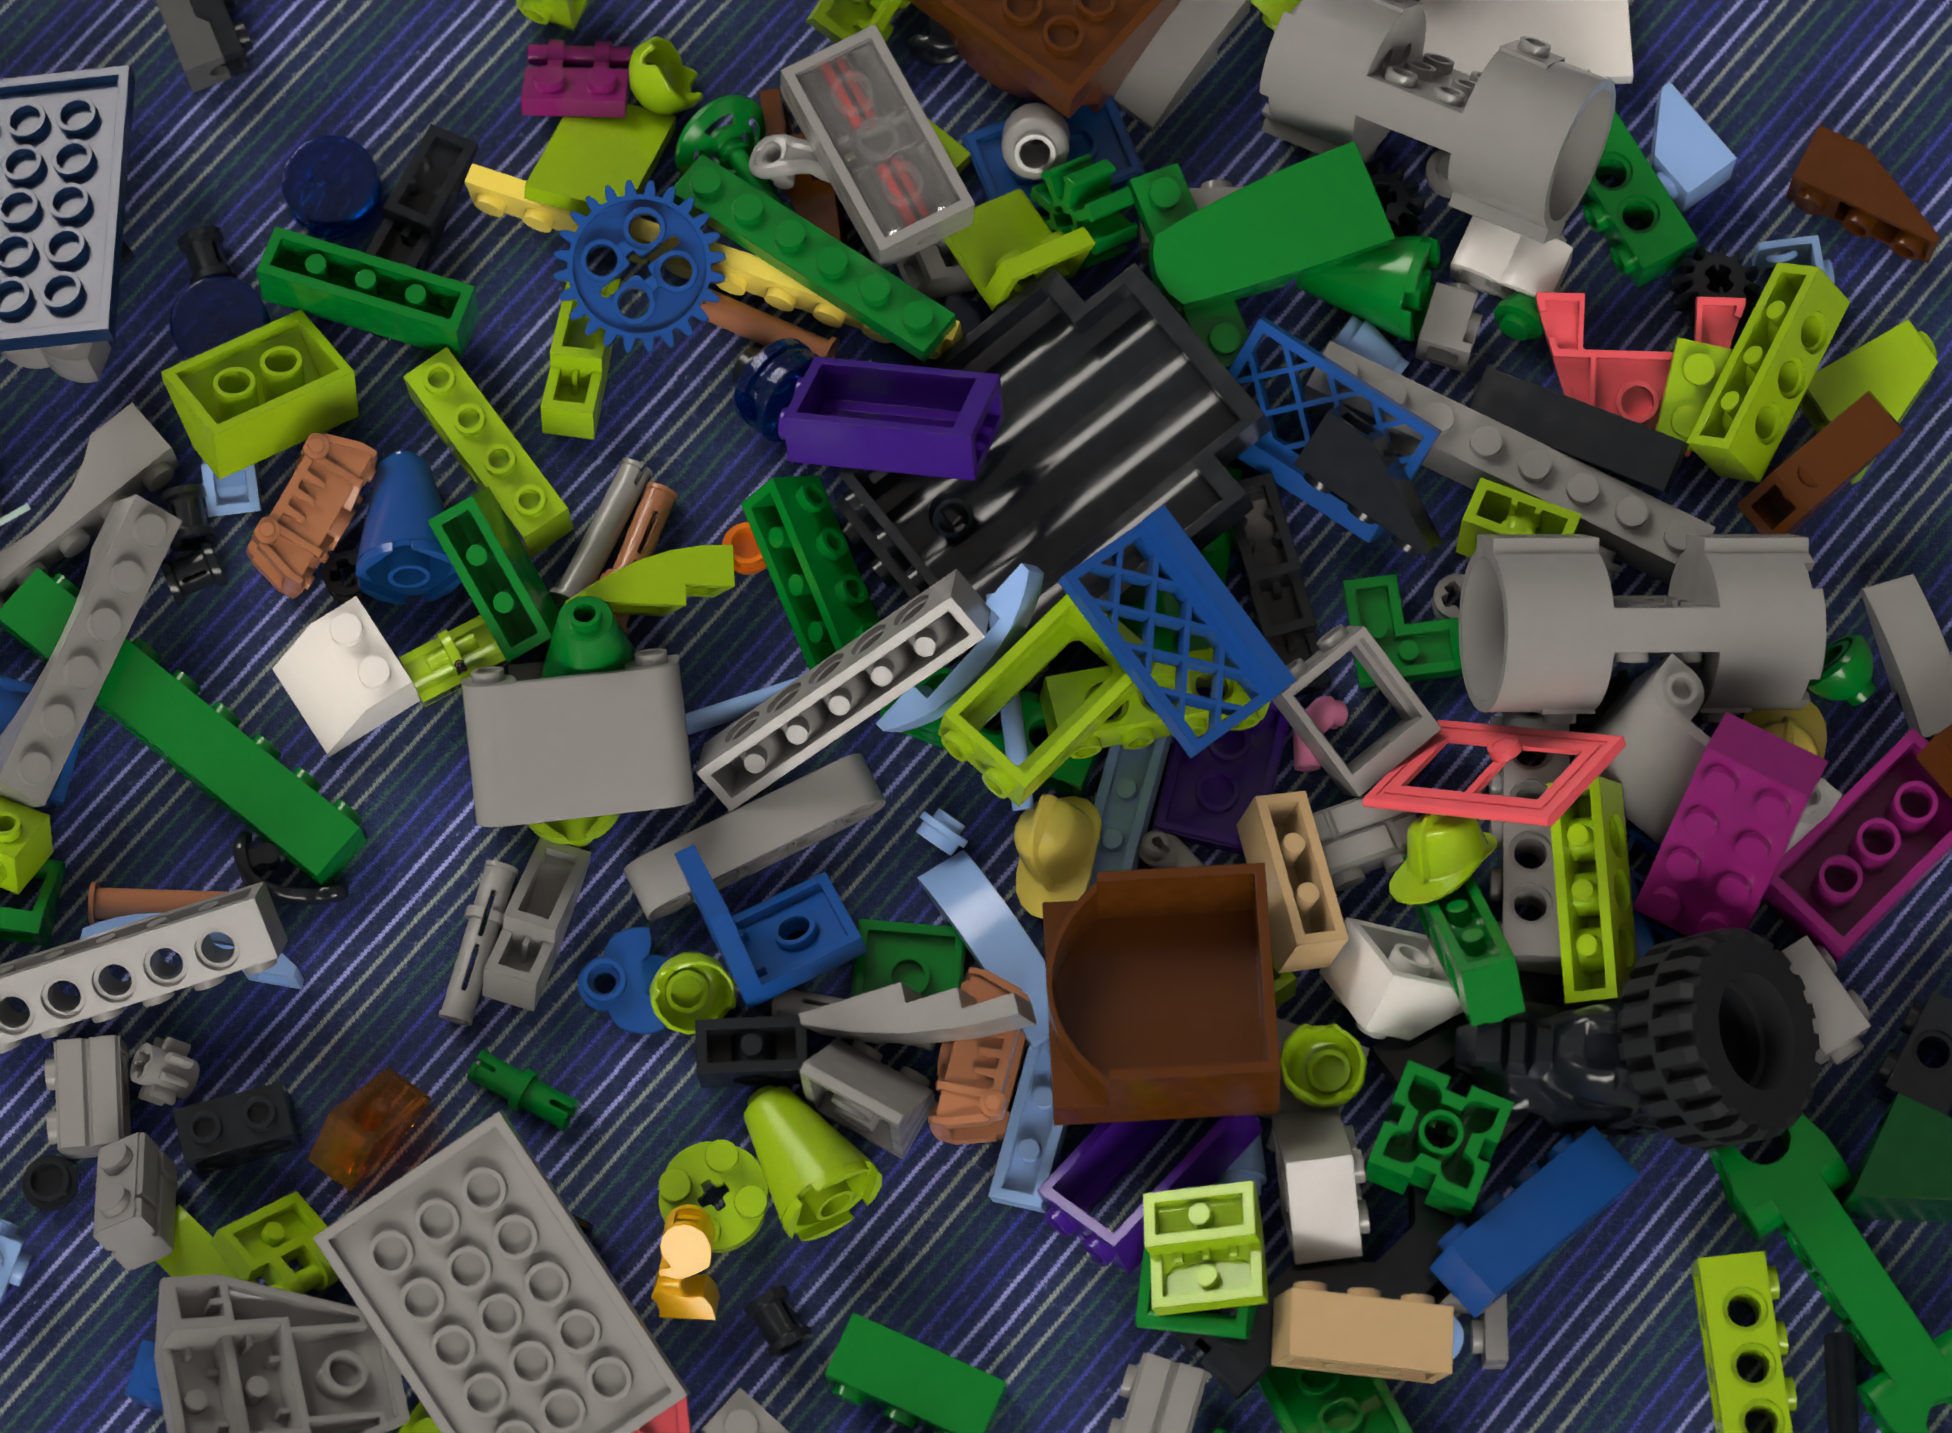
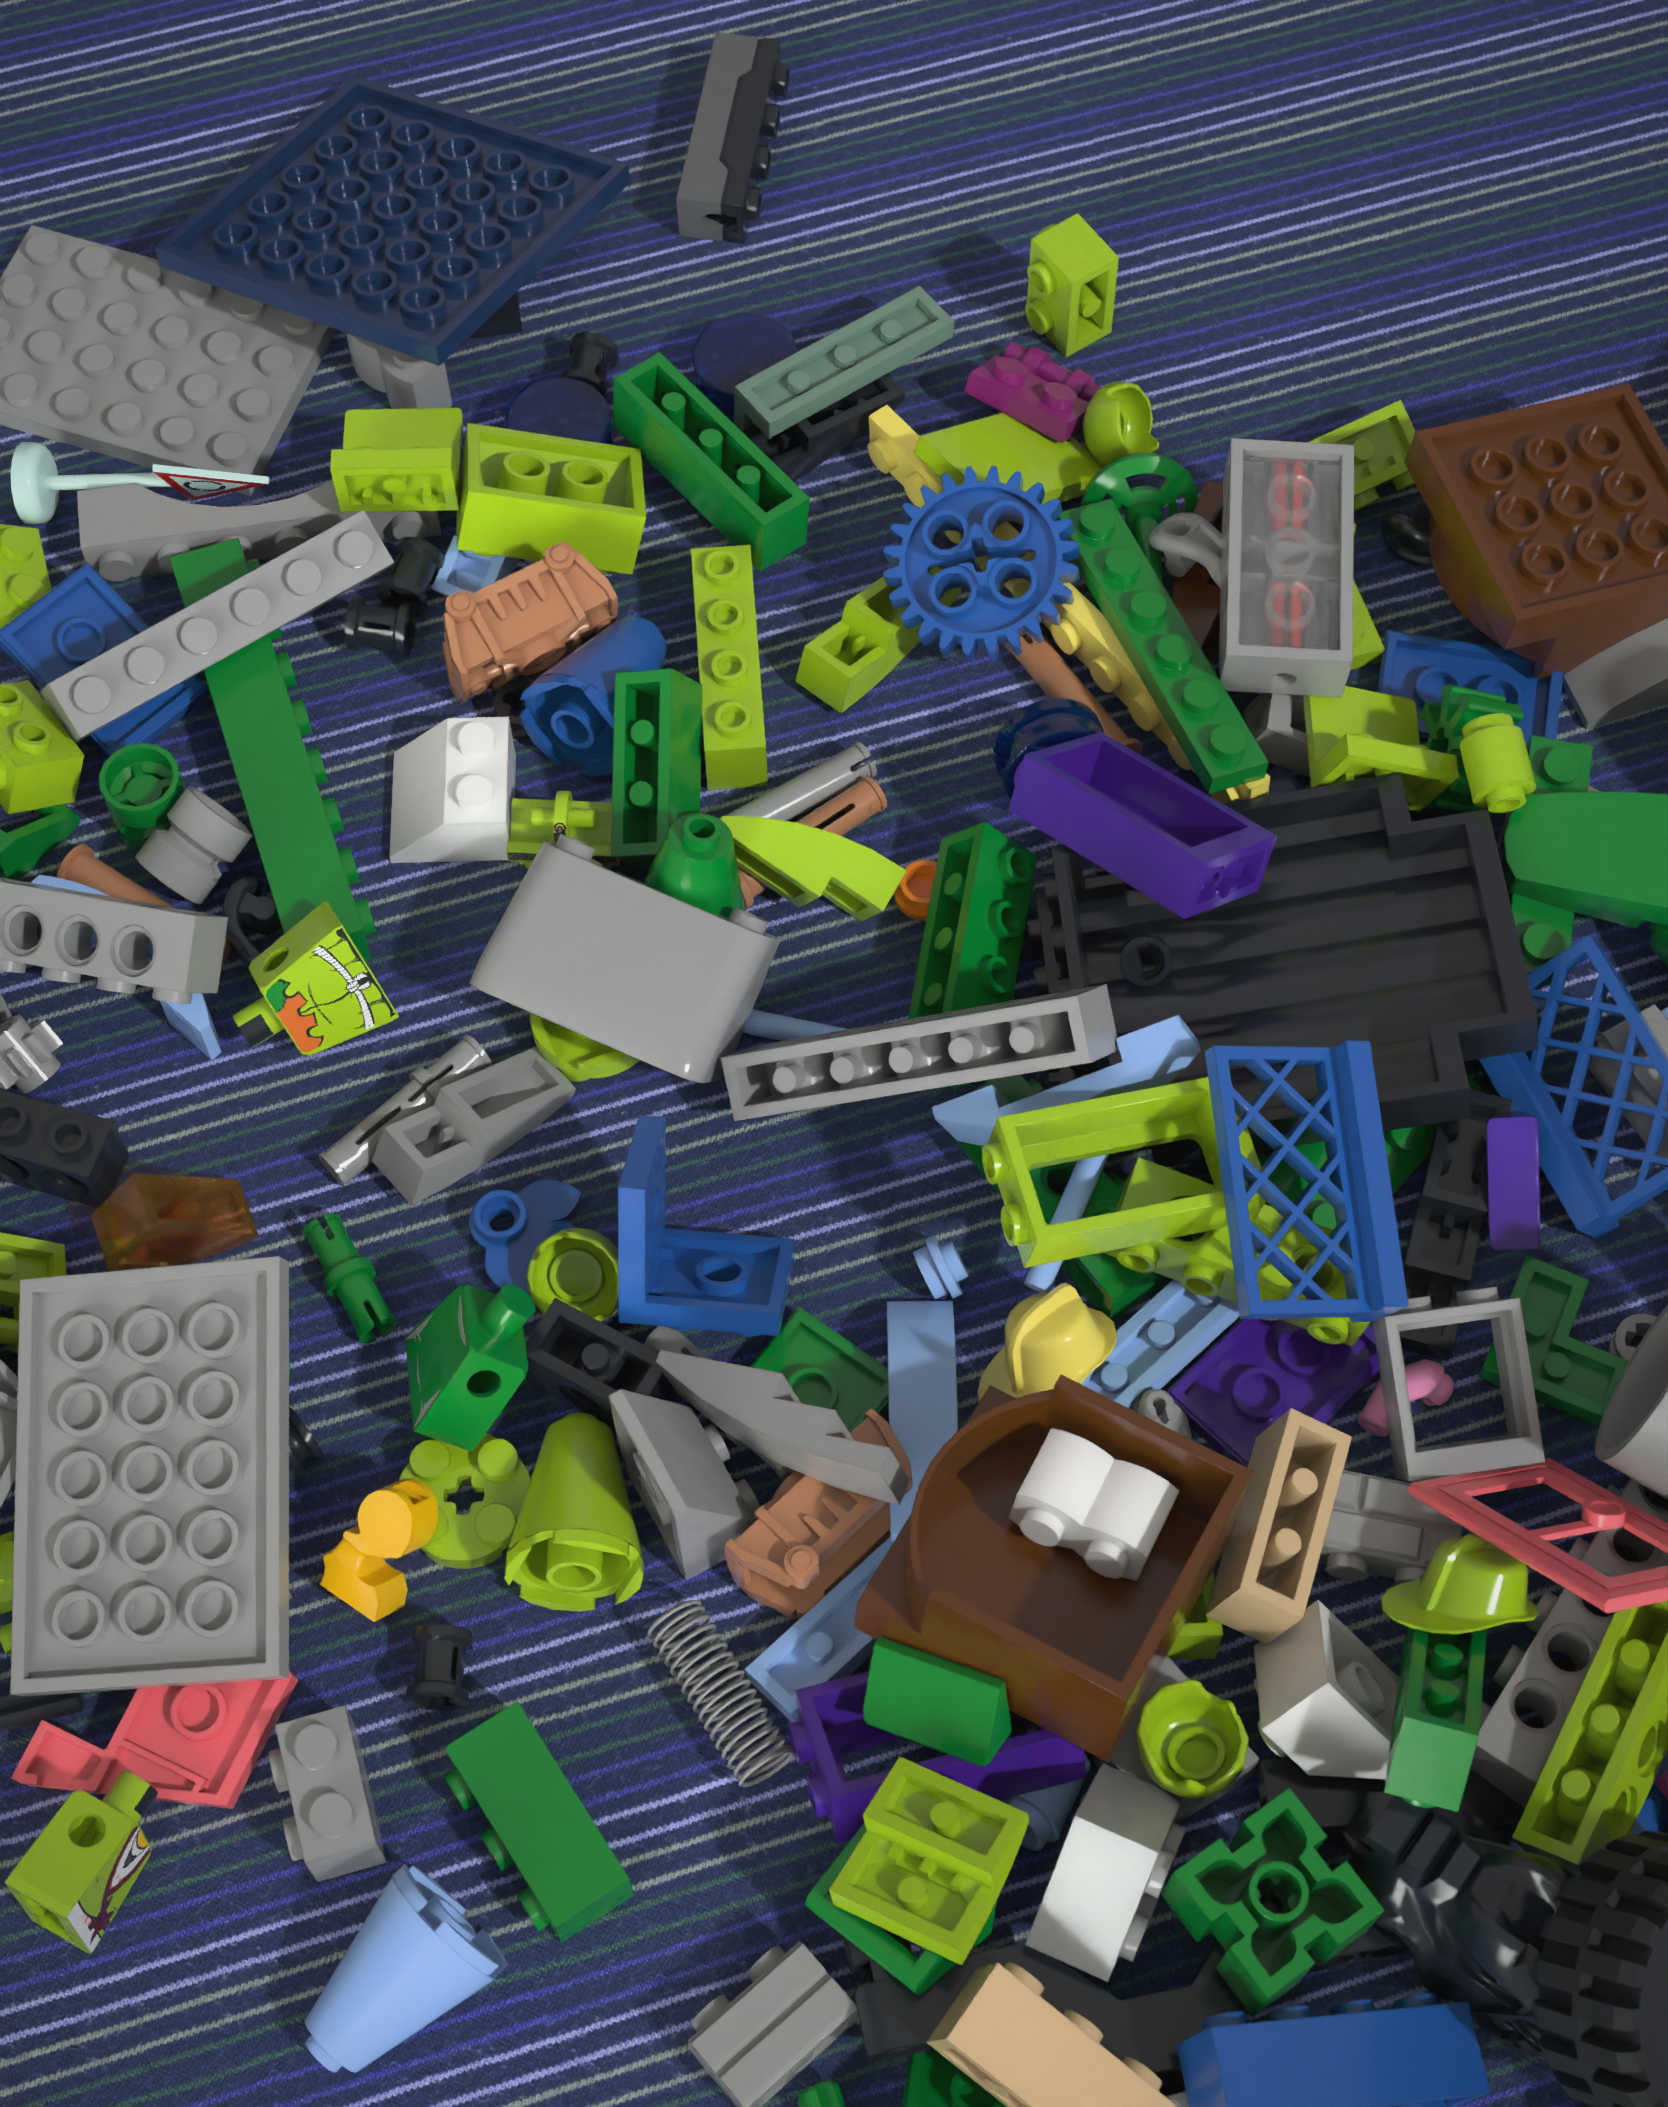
camera: 30 degrees right, 10 degrees down
(116, 819) = (139, 791): none -> green wheel
(126, 430) = (399, 460): none -> lime bracket
(181, 841) = (195, 843): none -> light grey wheel
(354, 892) = (314, 988): none -> lime torso
(415, 147) = (841, 363): none -> sand green fence
(662, 1102) = (467, 1362): none -> green torso
(759, 833) = (760, 1164): light grey beam -> none
(1035, 140) = (1436, 660): light grey head -> none
(1042, 1255) = (777, 1750): none -> light grey piece
(1122, 224) = (1496, 763): none -> lime brick
(1142, 1143) = (936, 1702): none -> green slope
(1166, 946) = (1093, 1505): none -> white brick
(1306, 534) = (1513, 1181): none -> dark purple slope
(1364, 470) = (1617, 1149): black slope -> none

